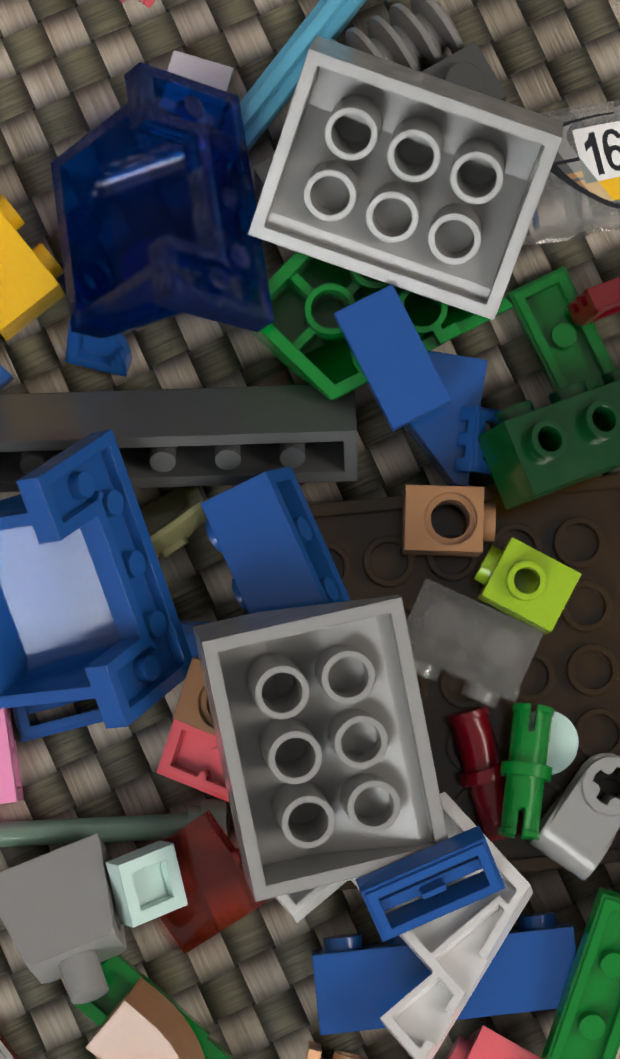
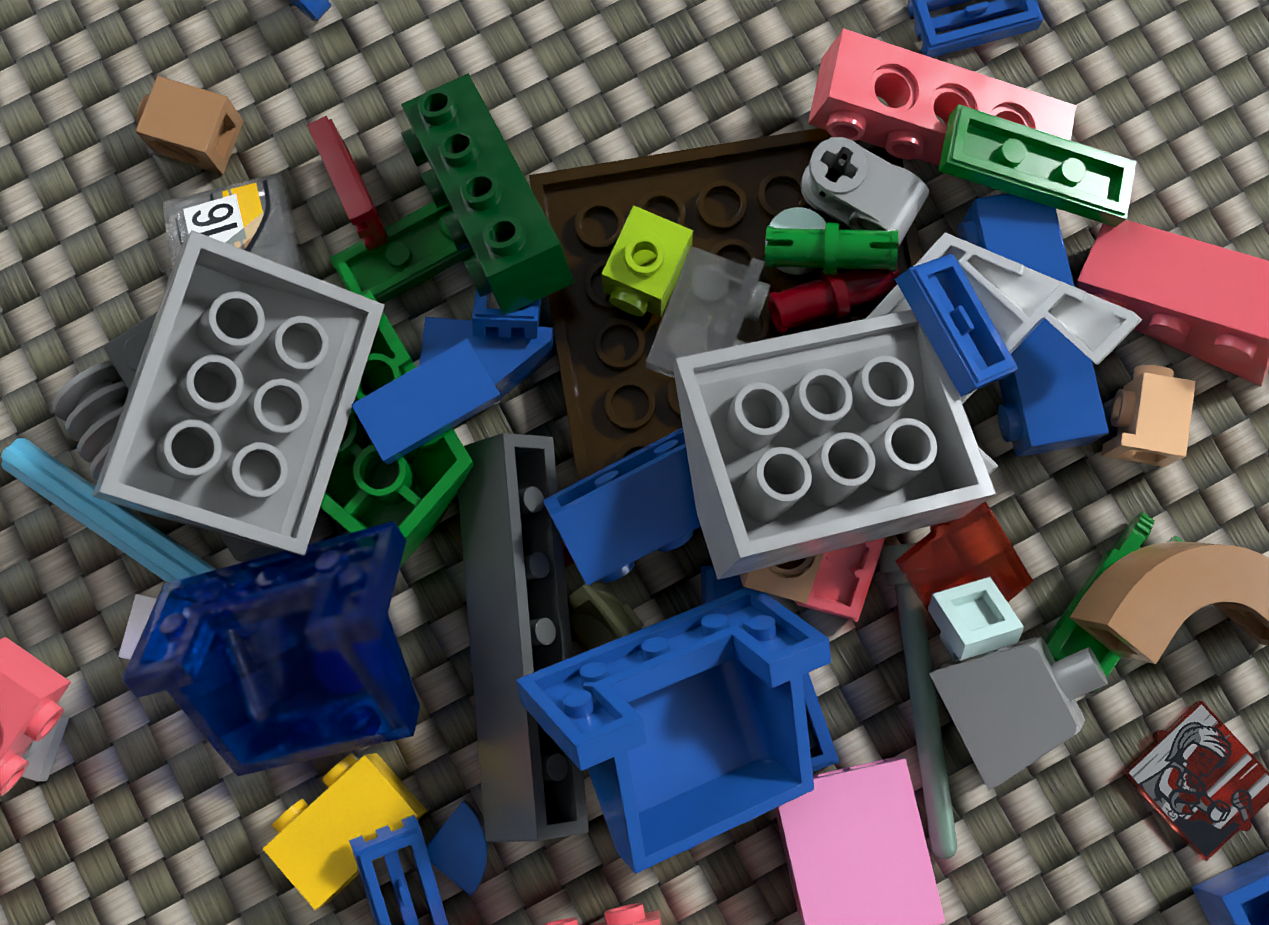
camera: 85 degrees left, 5 degrees down
(106, 354) = (435, 712): blue tile -> none
(417, 530) = (592, 372): medium nougat brick -> none

